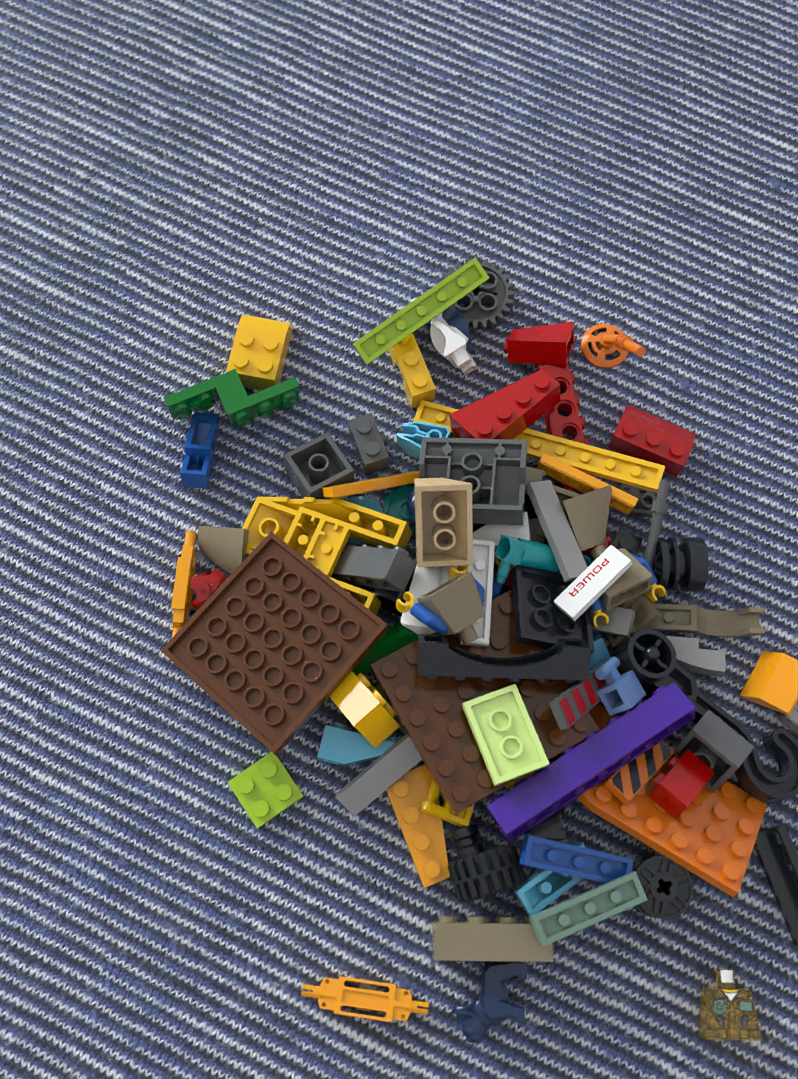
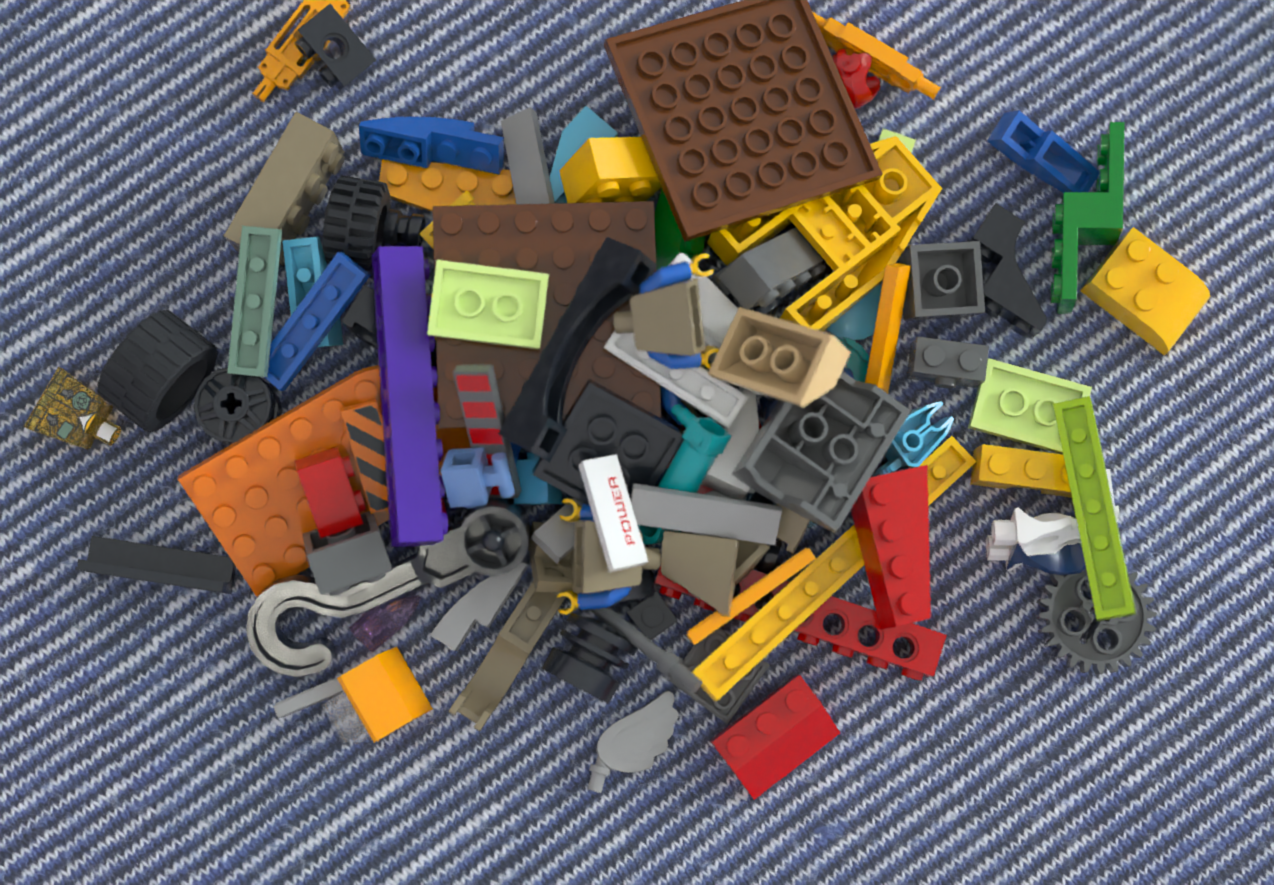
camera: 115 degrees right, 10 degrees up
(223, 546) = (898, 122): dark tan slope -> none
(265, 789) = (578, 39): lime plate -> none
(304, 427) = (1006, 287): none -> black arch
(361, 985) = (330, 26): none -> black brick
(370, 387) = (1020, 406): none -> yellowish green plate
(399, 865) = (429, 139): none -> blue slope
(492, 1000) = (221, 161): dark blue animal -> none
(541, 344) = (976, 661): red slope -> none
(608, 343) = (922, 758): orange dish -> none
(670, 958) = (156, 370): none -> black tyre
(705, 519) = (634, 740): none -> light grey animal
(740, 712) = (380, 624): none -> clear purple plate

